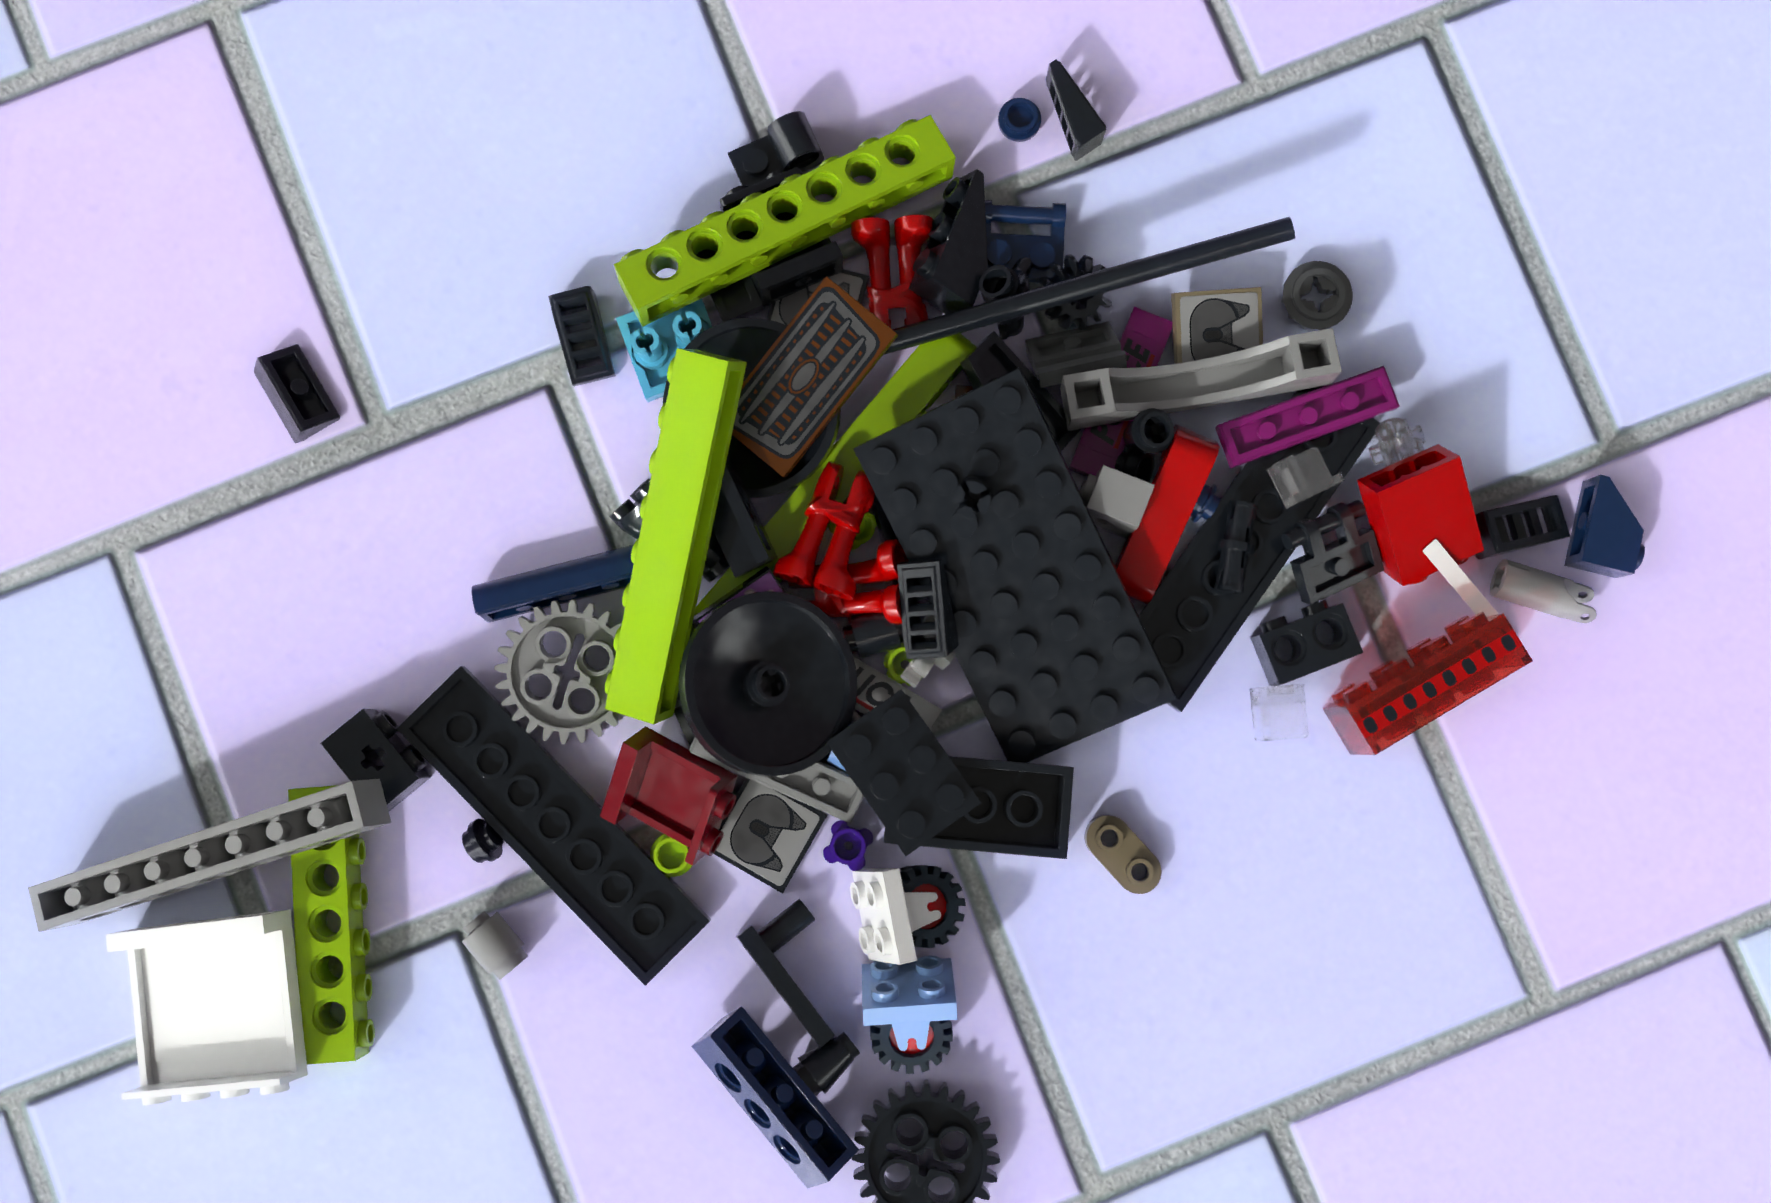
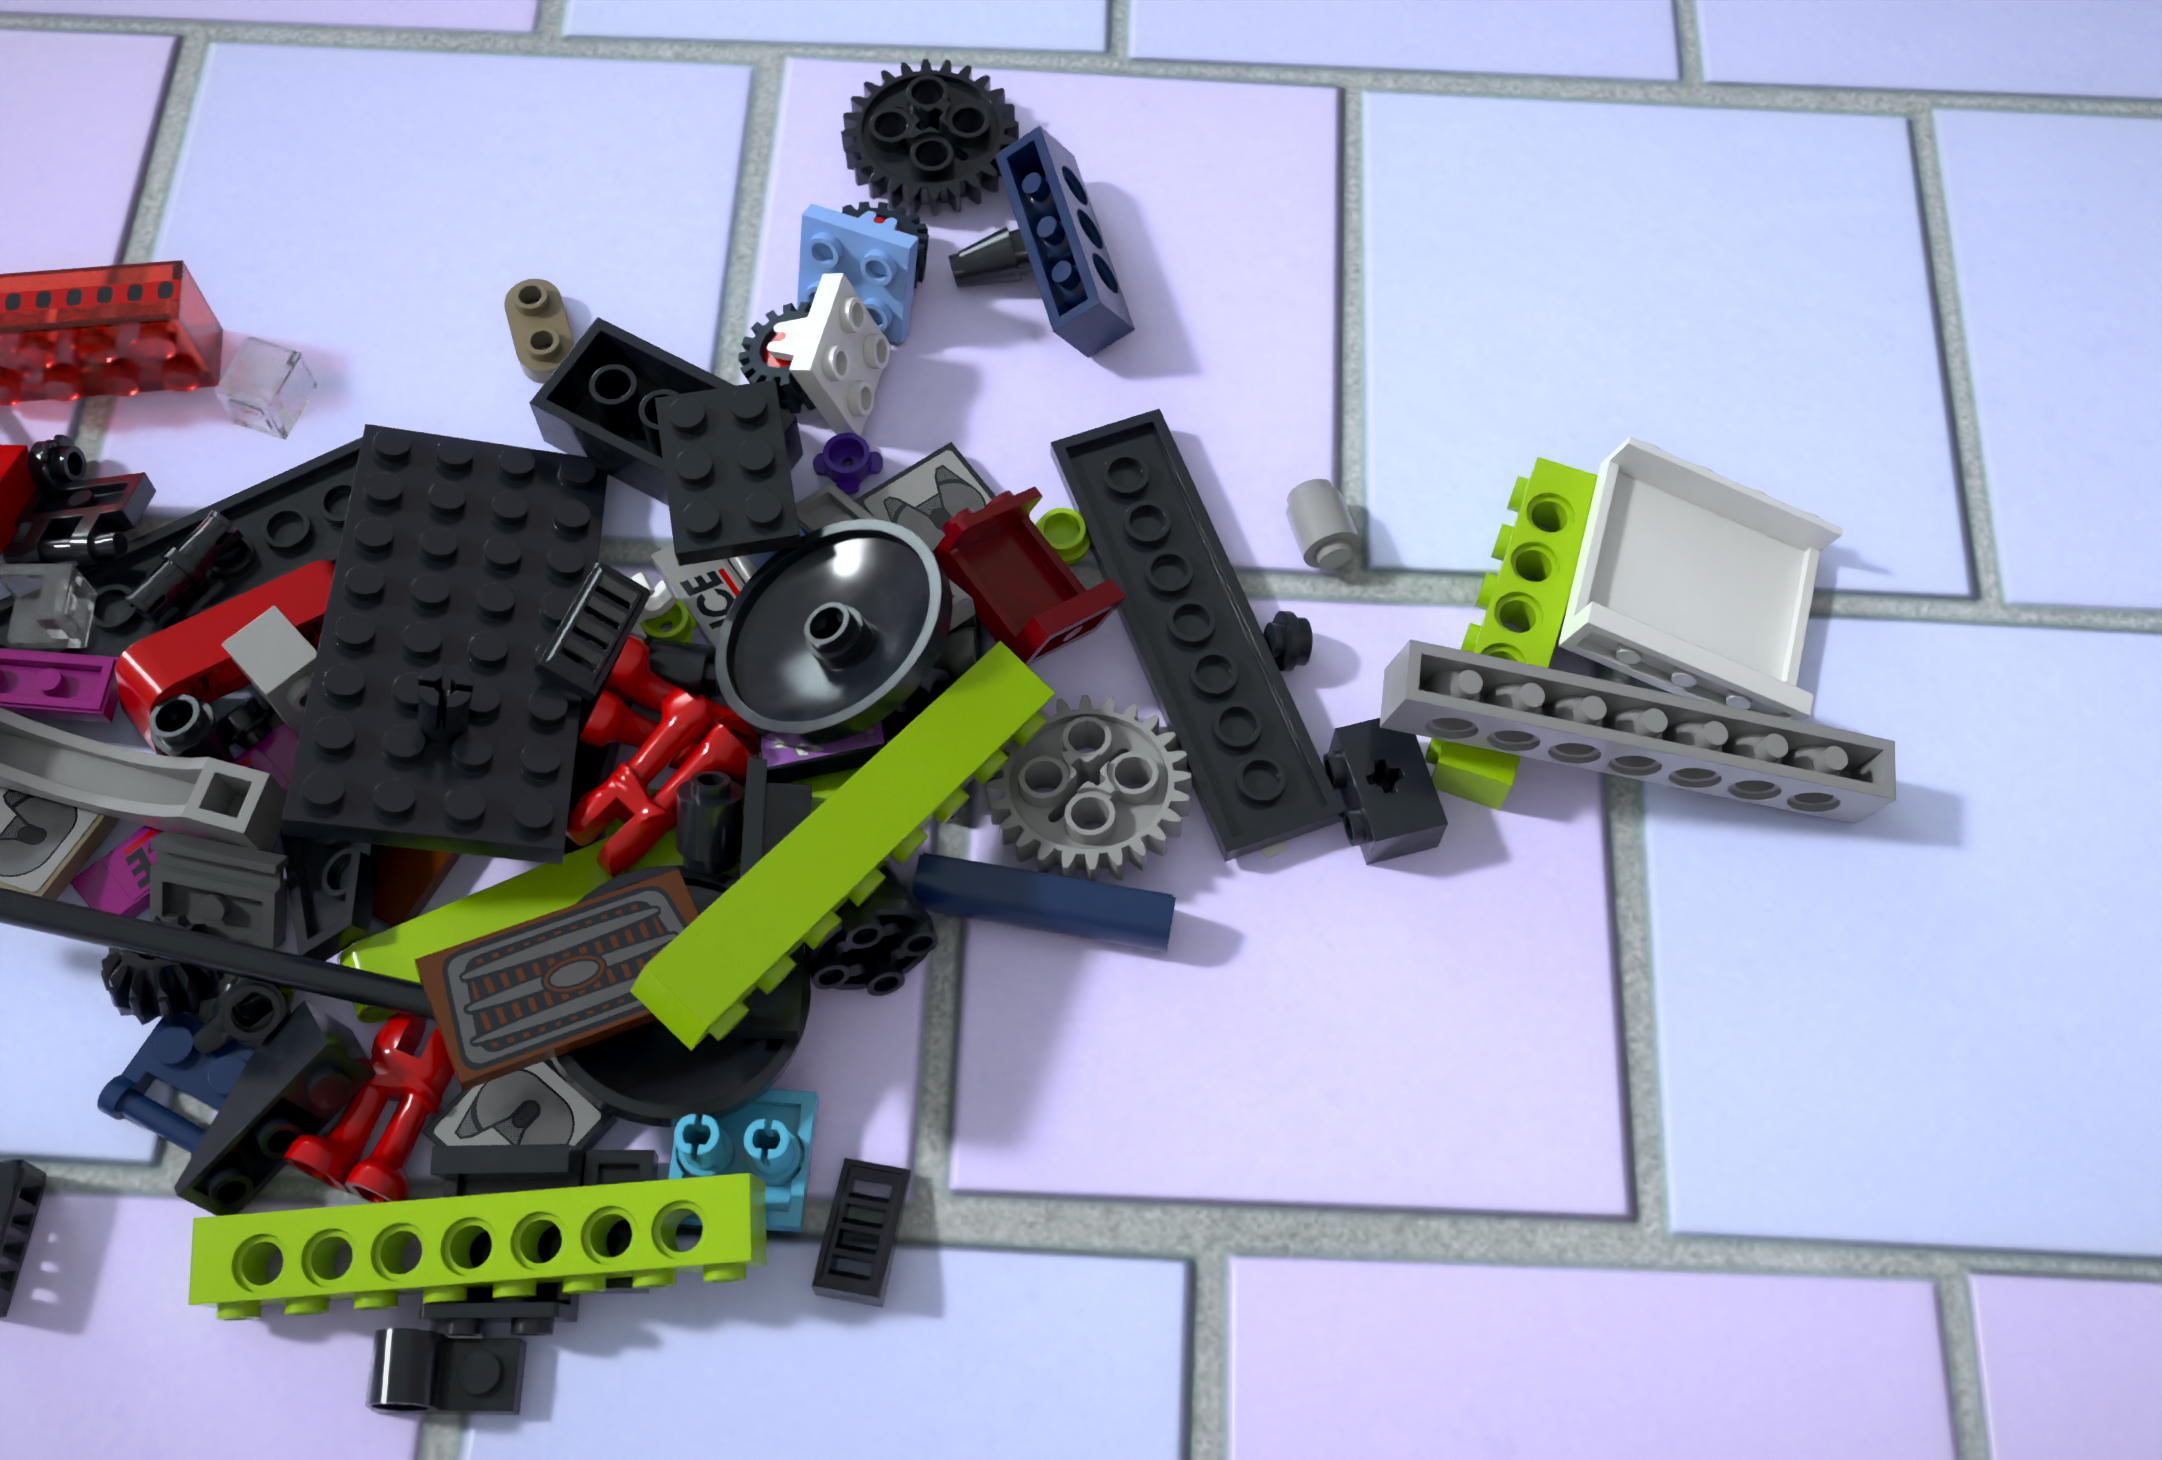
camera: 160 degrees left, 20 degrees down
(295, 392) = (1314, 1343): black slope -> none
(761, 948) = (994, 399): black piece -> none
(780, 516) = (709, 822): none -> black brick
(1019, 119) = (78, 1264): dark blue plate -> none
(1308, 652) = (185, 442): black brick -> none
(1382, 590) = (56, 462): none -> black plate

